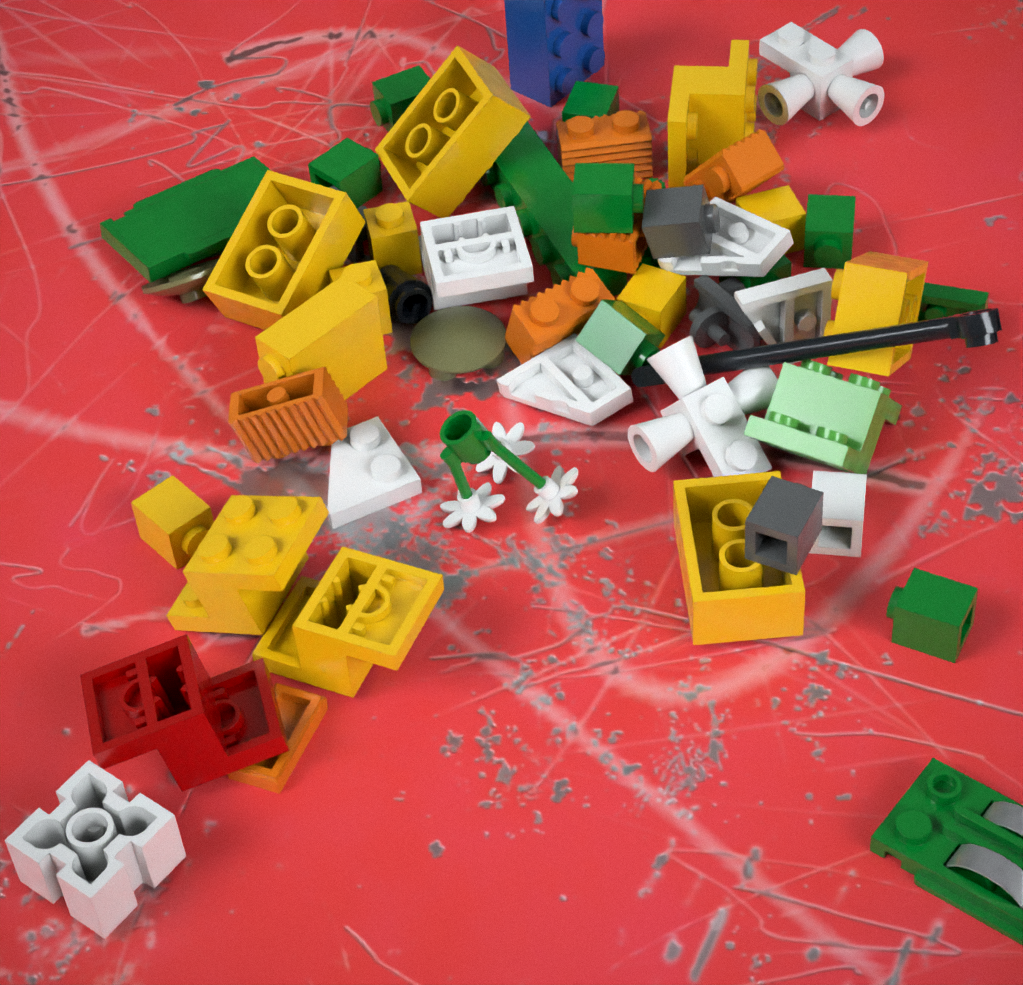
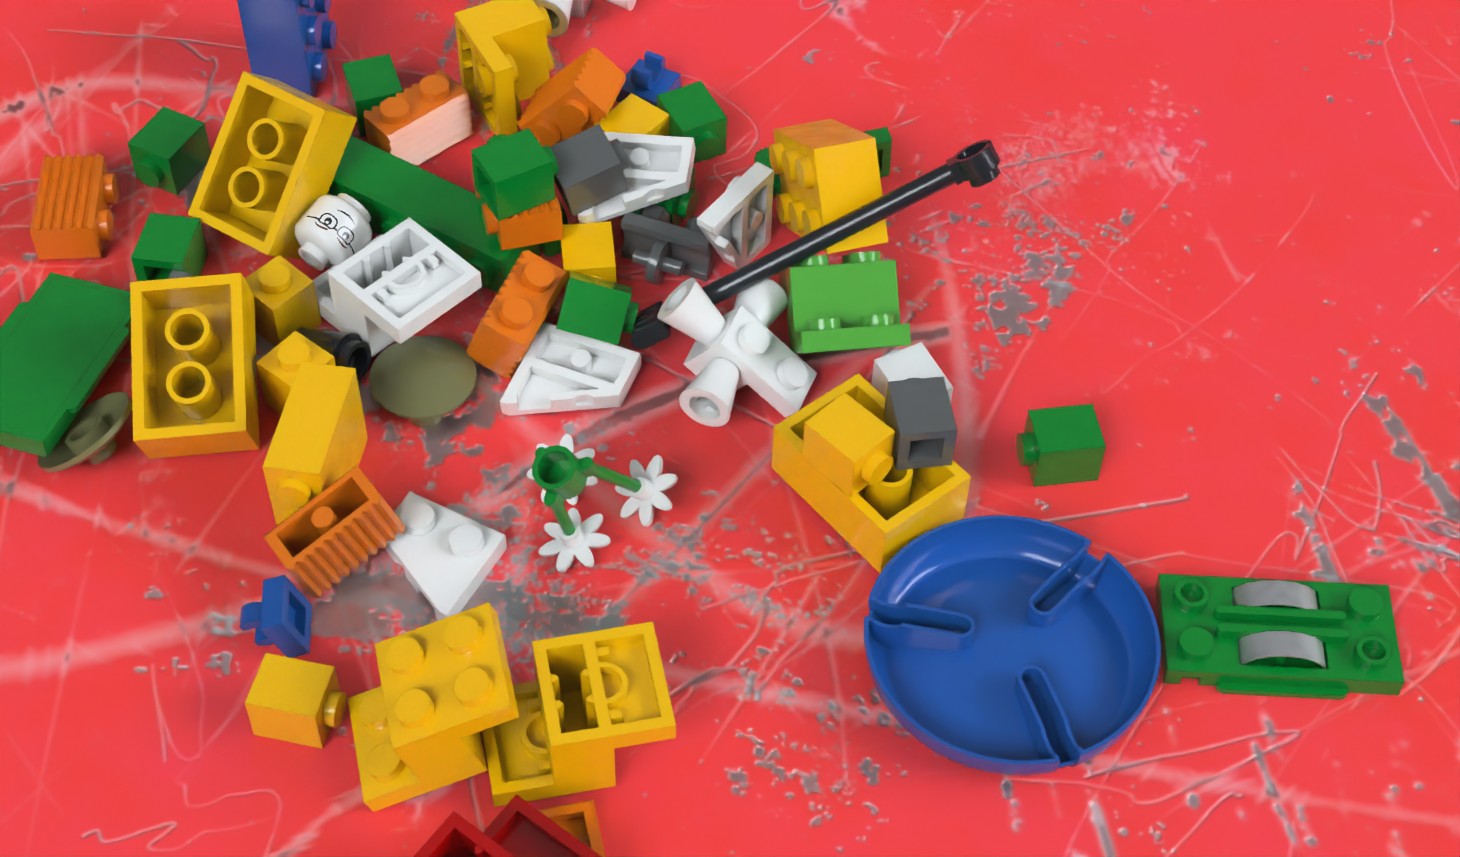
camera: 40 degrees left, 5 degrees up
(214, 461) = (280, 618): none -> blue tile
(306, 117) = (73, 207): none -> orange brick
(468, 194) = (332, 230): none -> white head
(708, 515) = (848, 445): none -> yellow brick
(746, 746) = (1011, 645): none -> blue piece
(822, 182) = (649, 79): none -> blue tile

